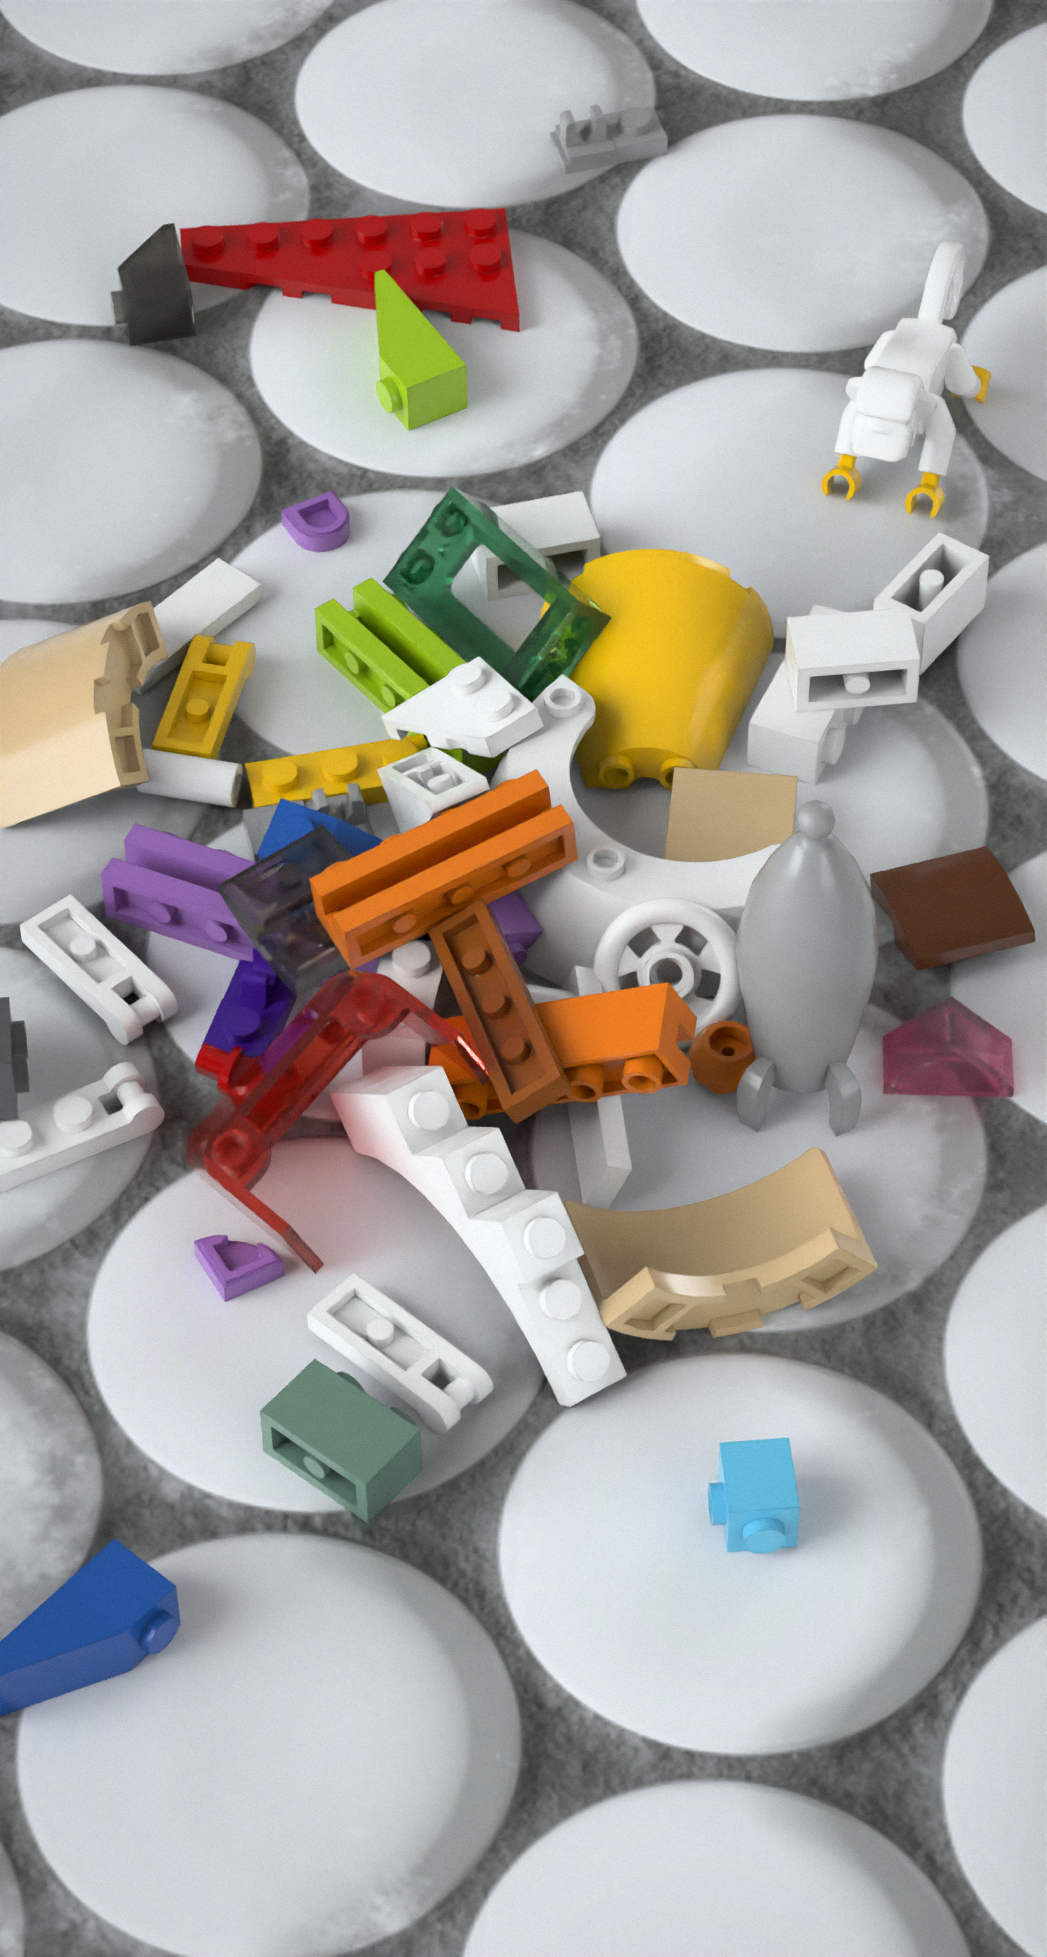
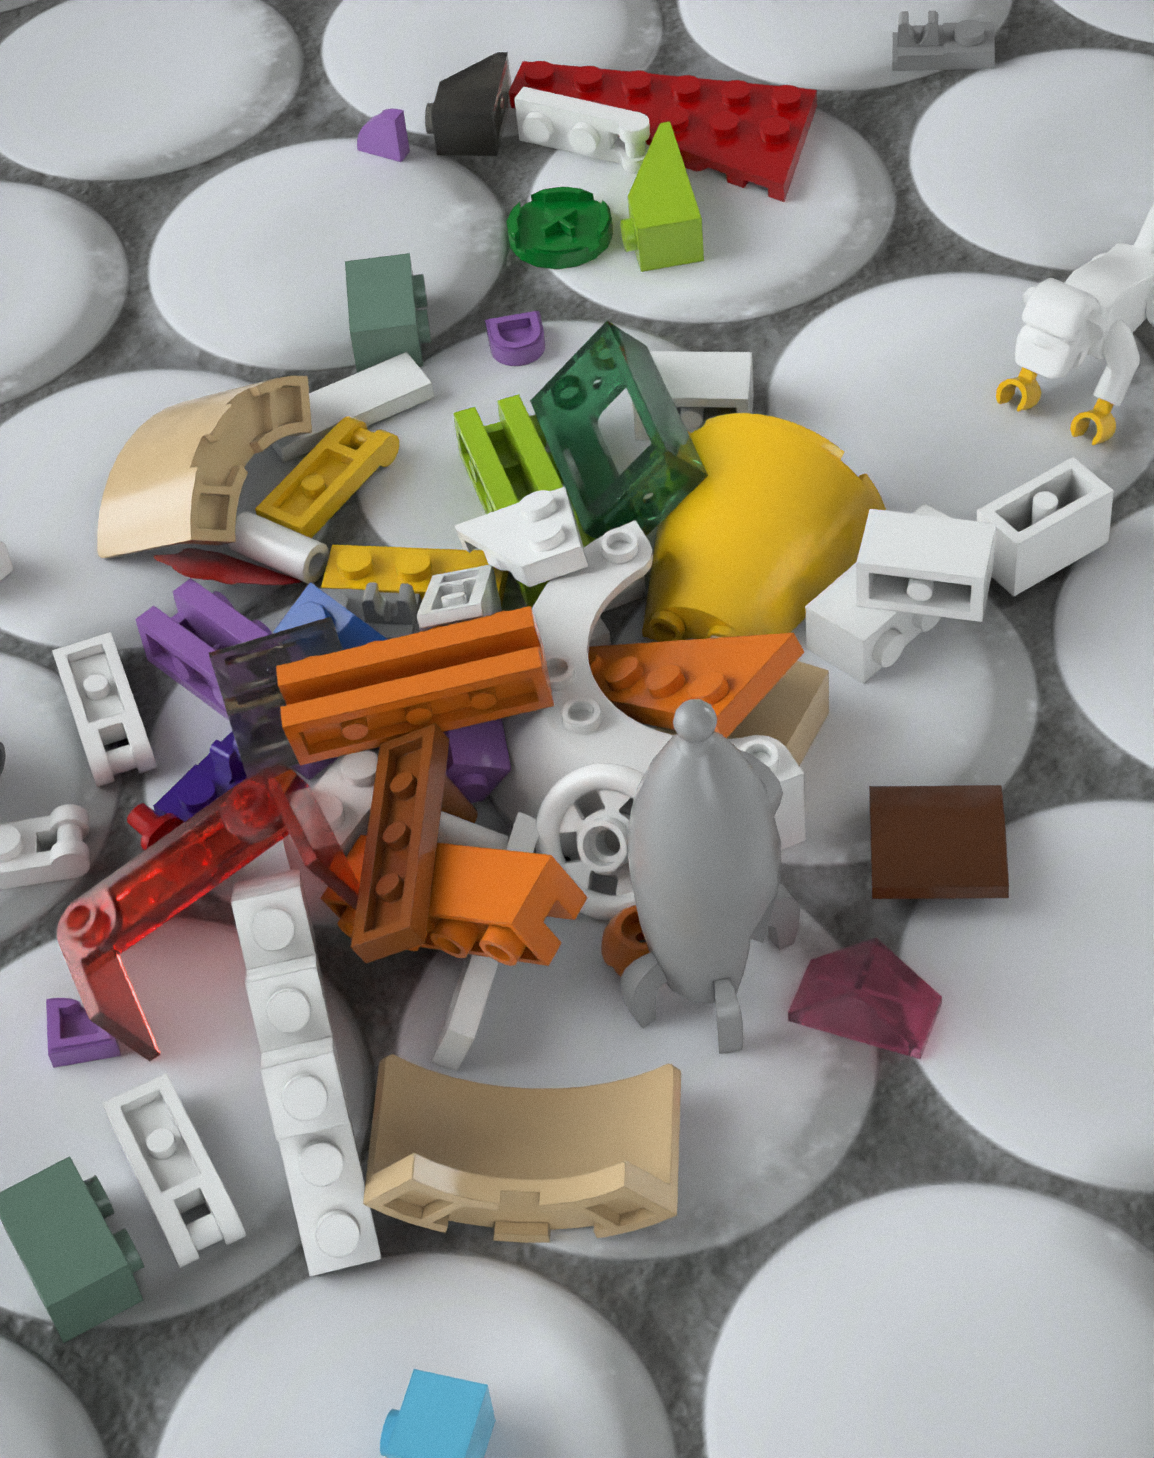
camera: 25 degrees right, 0 degrees up
(72, 335) = (385, 135): none -> medium lavender tile
(146, 810) = (222, 568): none -> red sticker
(176, 520) = (385, 311): none -> sand green brick
(286, 290) = (583, 127): none -> white plate
(305, 401) = (560, 228): none -> green tile
(695, 810) = (727, 672): none -> orange wing

